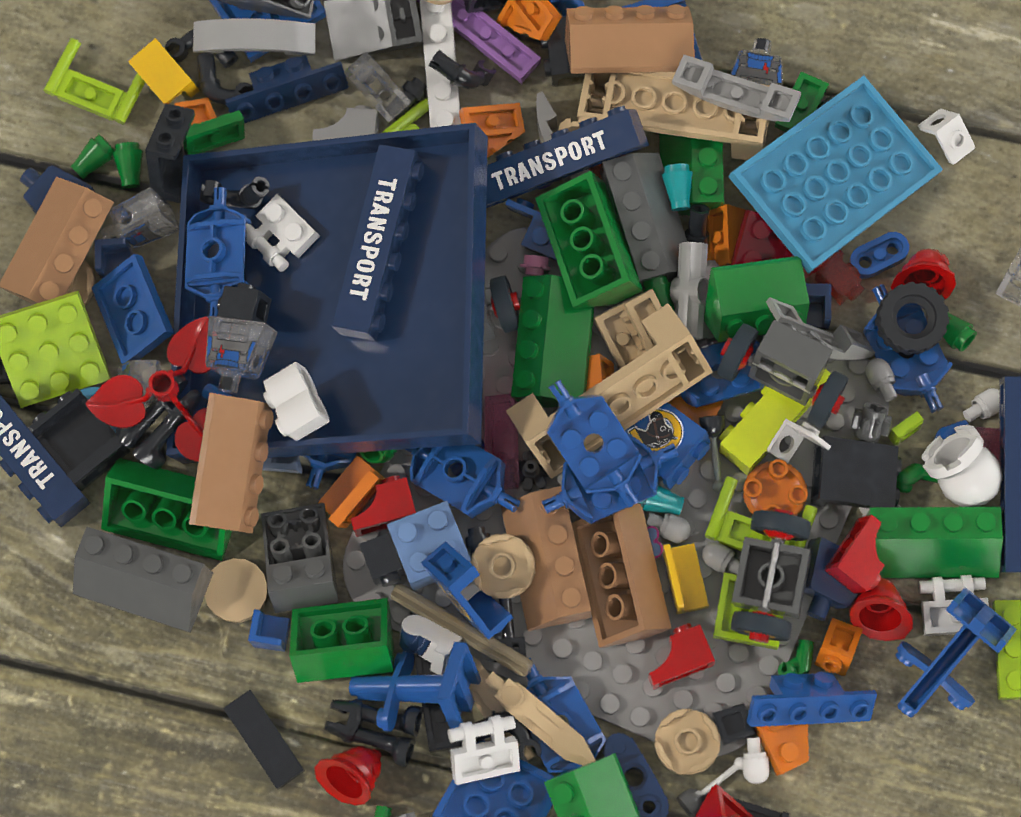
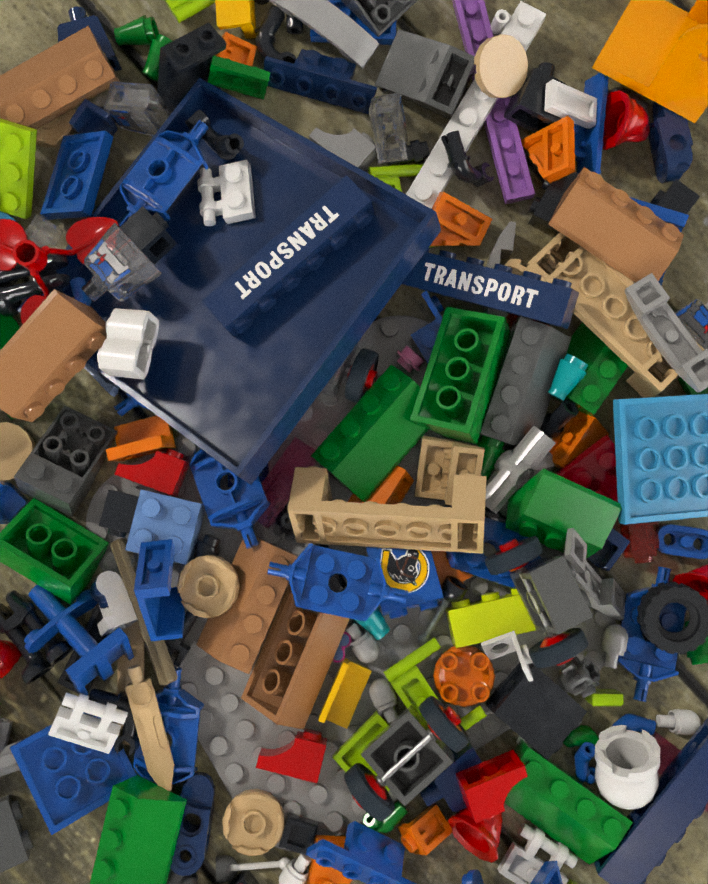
camera: 25 degrees right, 10 degrees up
(601, 469) = (336, 575): blue plate -> none
(927, 493) = (582, 759): none -> blue arm

